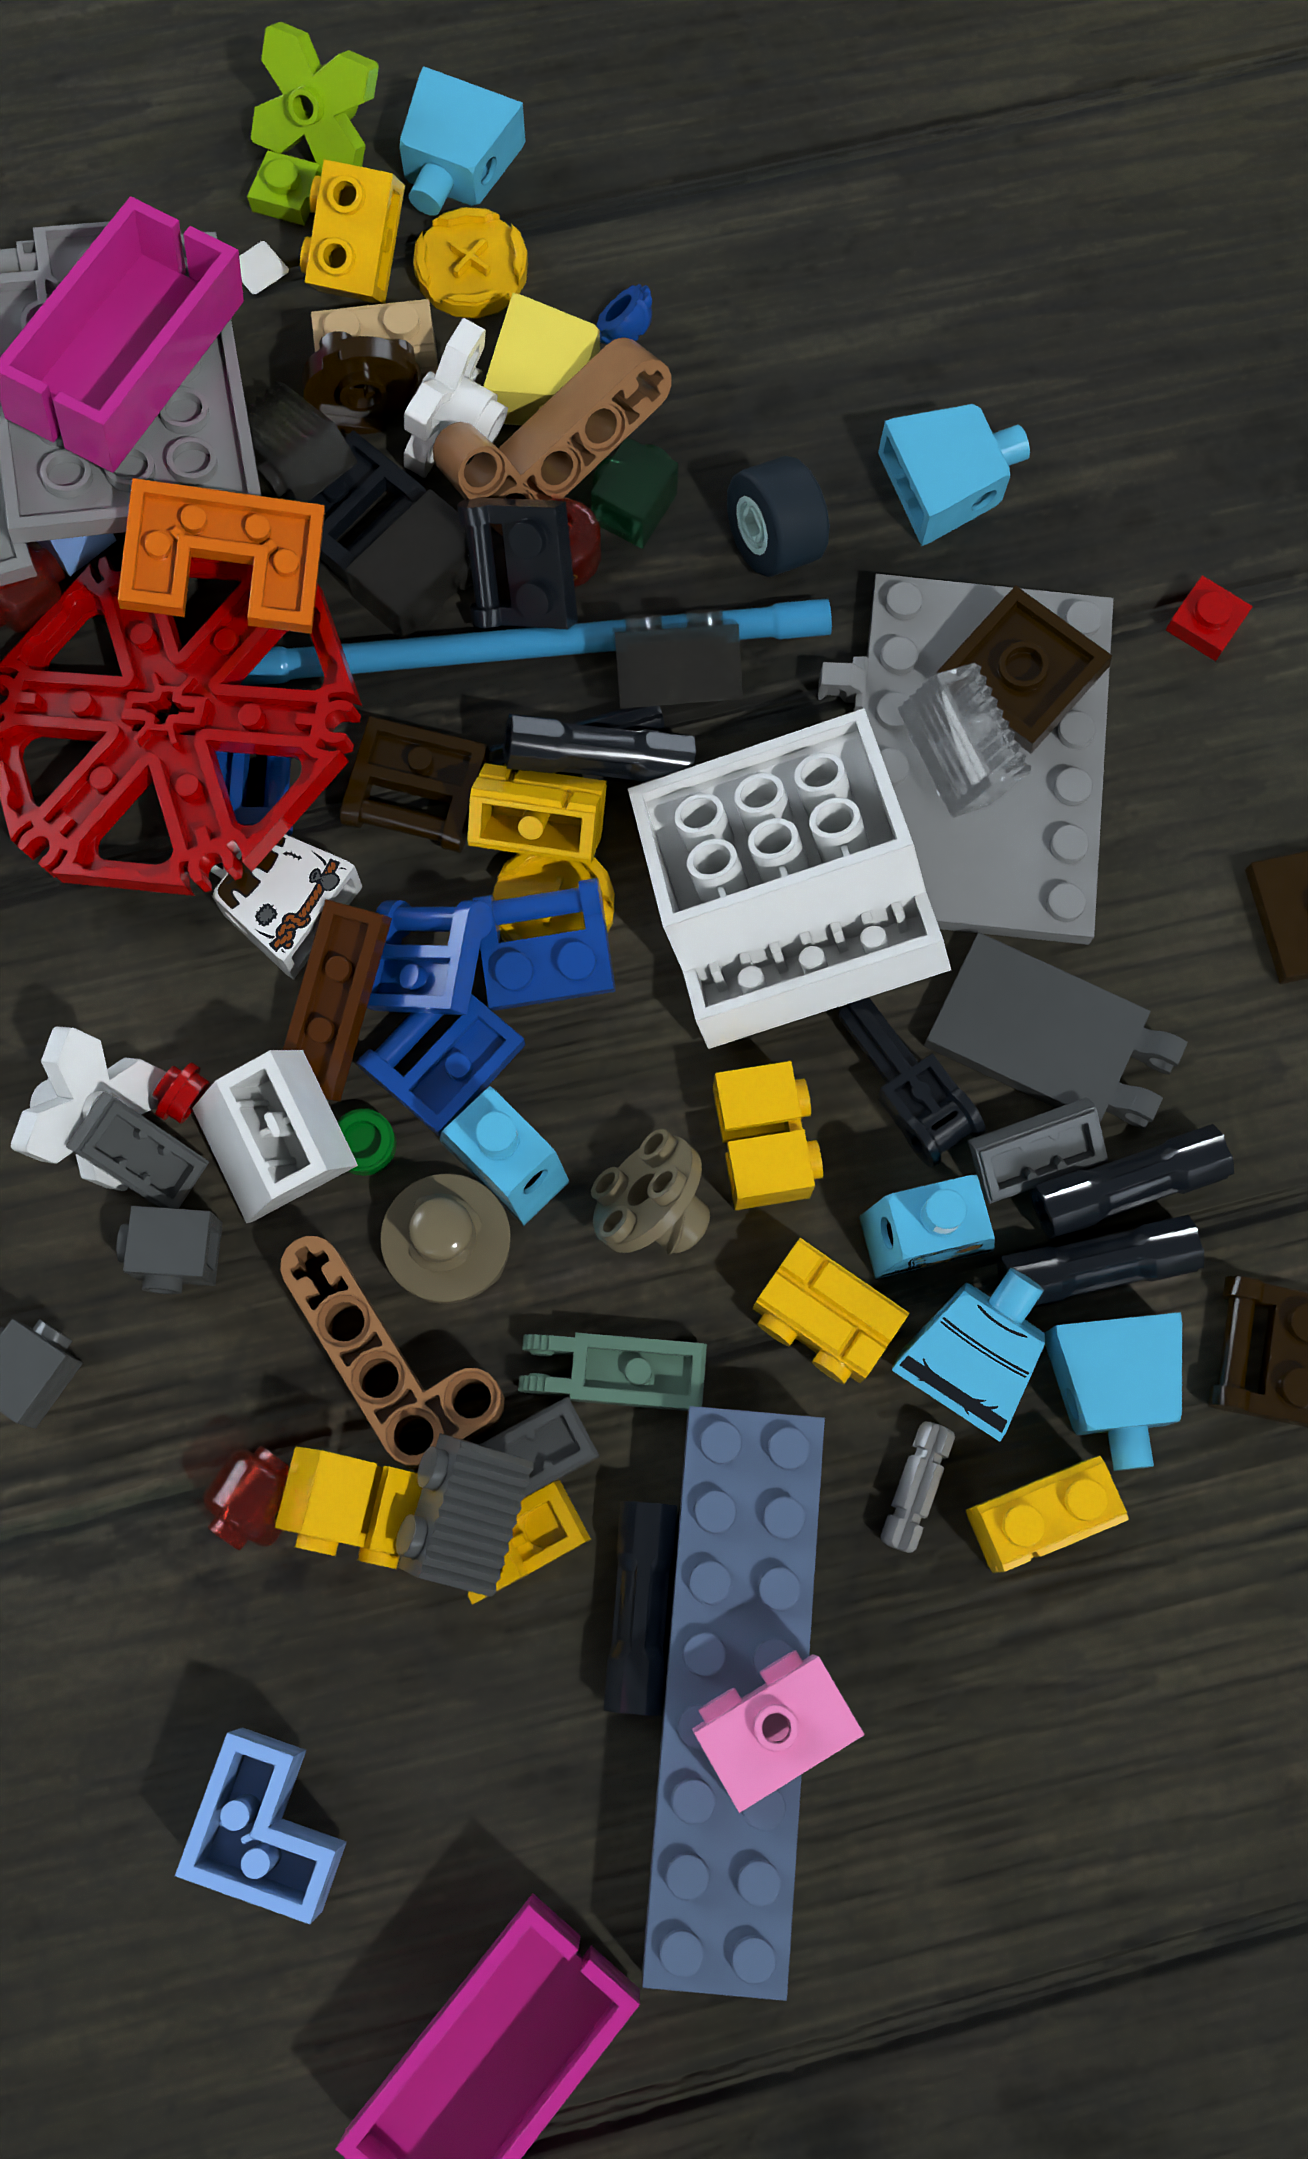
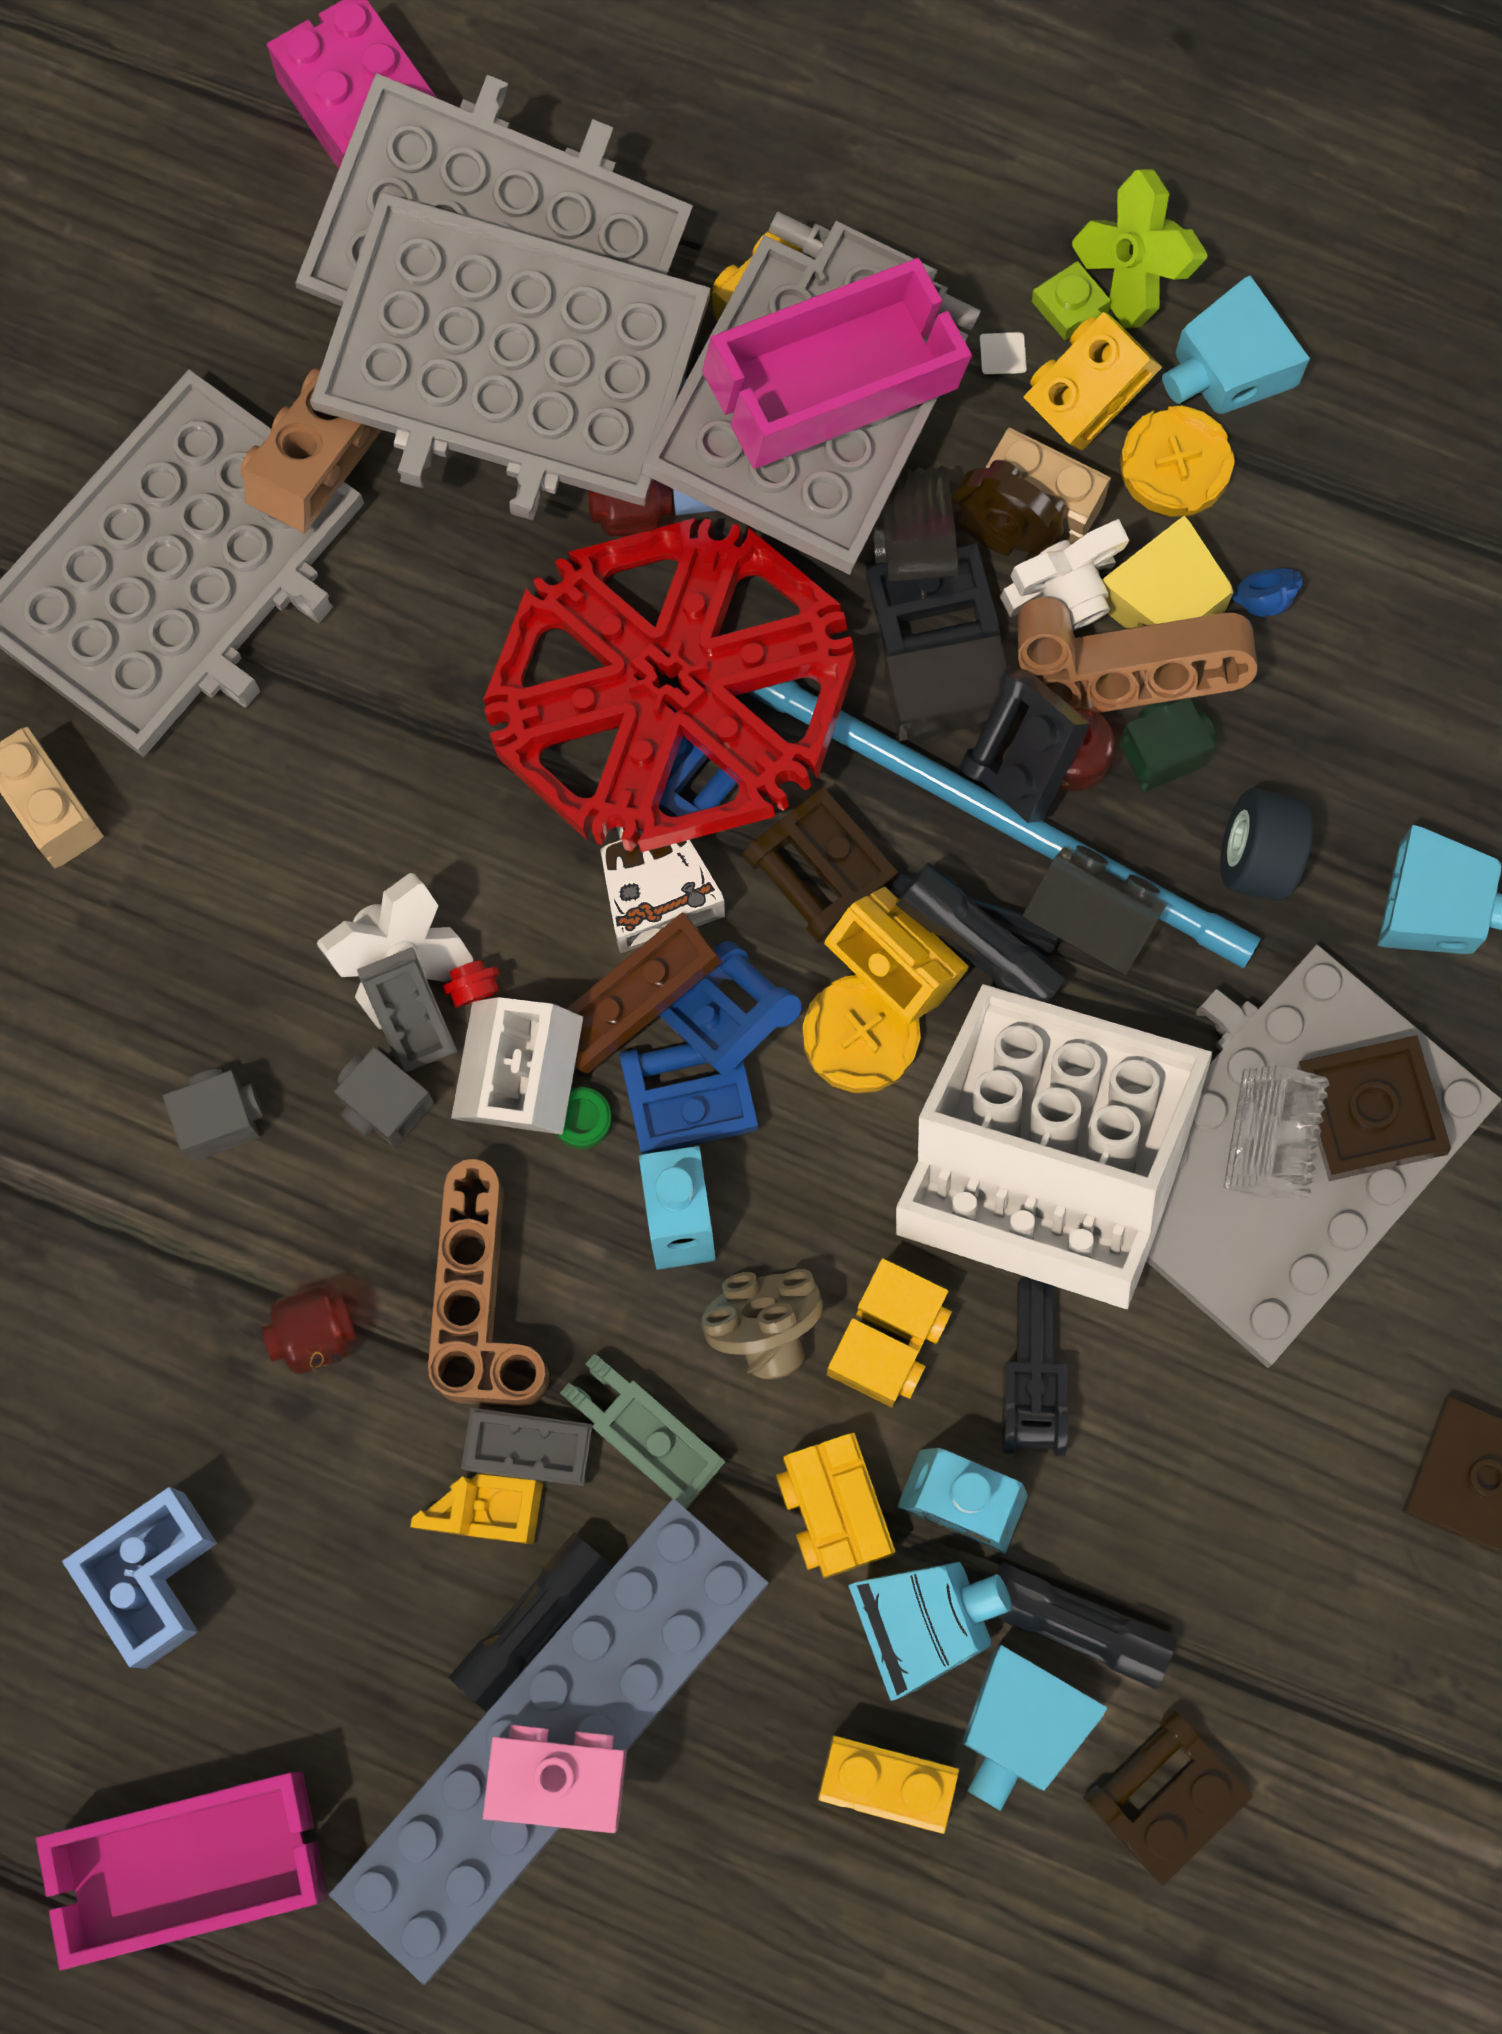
camera: 40 degrees right, 0 degrees up
(182, 522) = (776, 543): orange plate -> none
(346, 1502) = (379, 1392): yellow piece -> none
(445, 1238) = (589, 1237): dark tan plate -> none
(463, 1515) = (448, 1454): dark grey brick -> none
(548, 965) = (819, 1082): blue plate -> none
(917, 1487) = (807, 1690): light grey axle -> none
(1038, 1150) = (1096, 1501): dark grey plate -> none
(1050, 1033) = (1177, 1415): dark grey tile -> none
(1138, 1179) = (1194, 1592): black axle -> none

